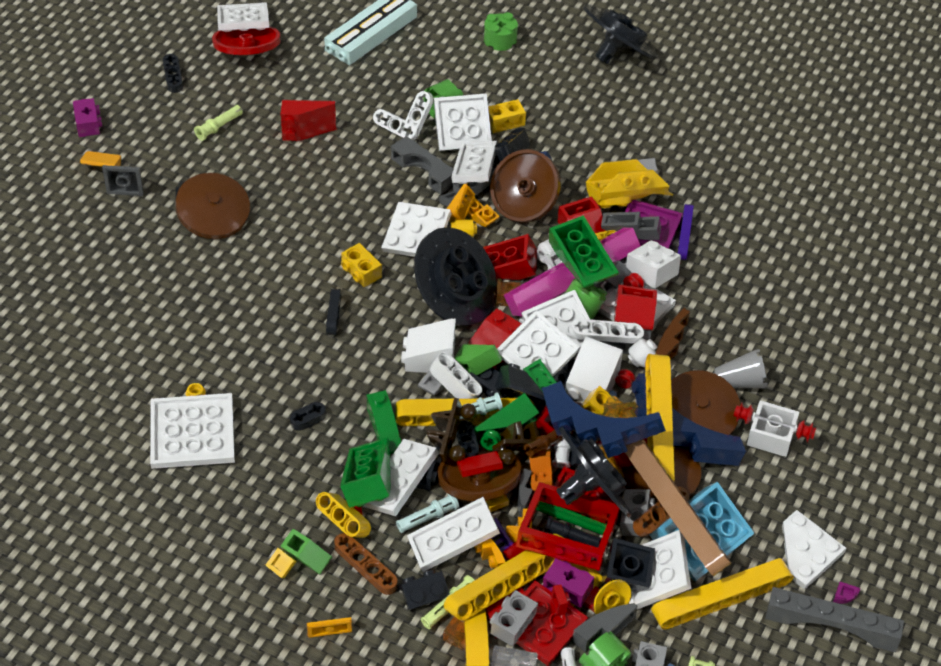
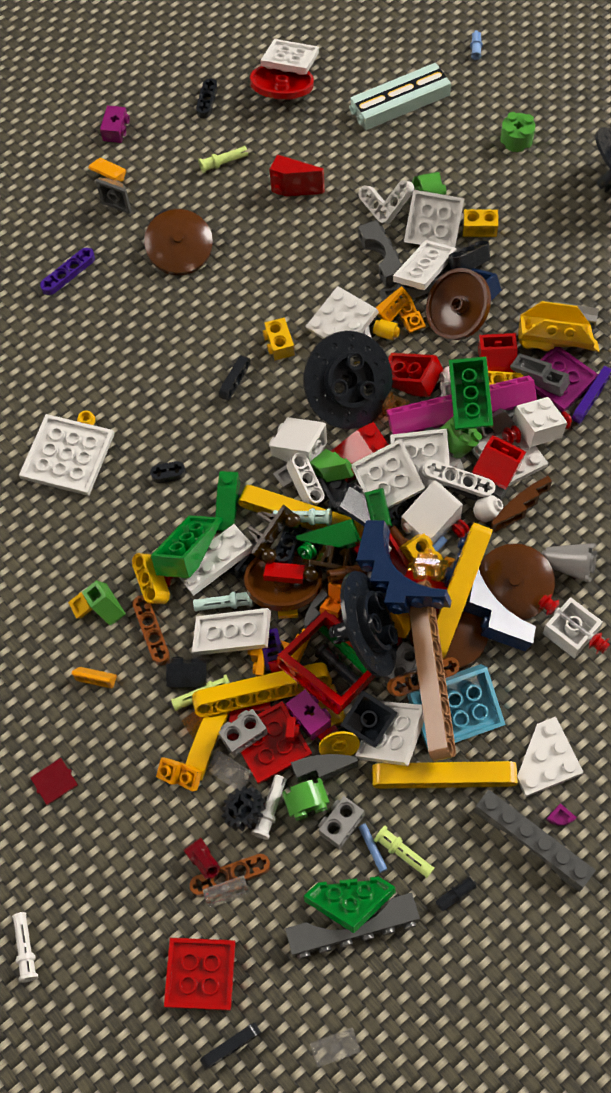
camera: 30 degrees right, 15 degrees up
(106, 264) = (65, 269): none -> dark purple beam

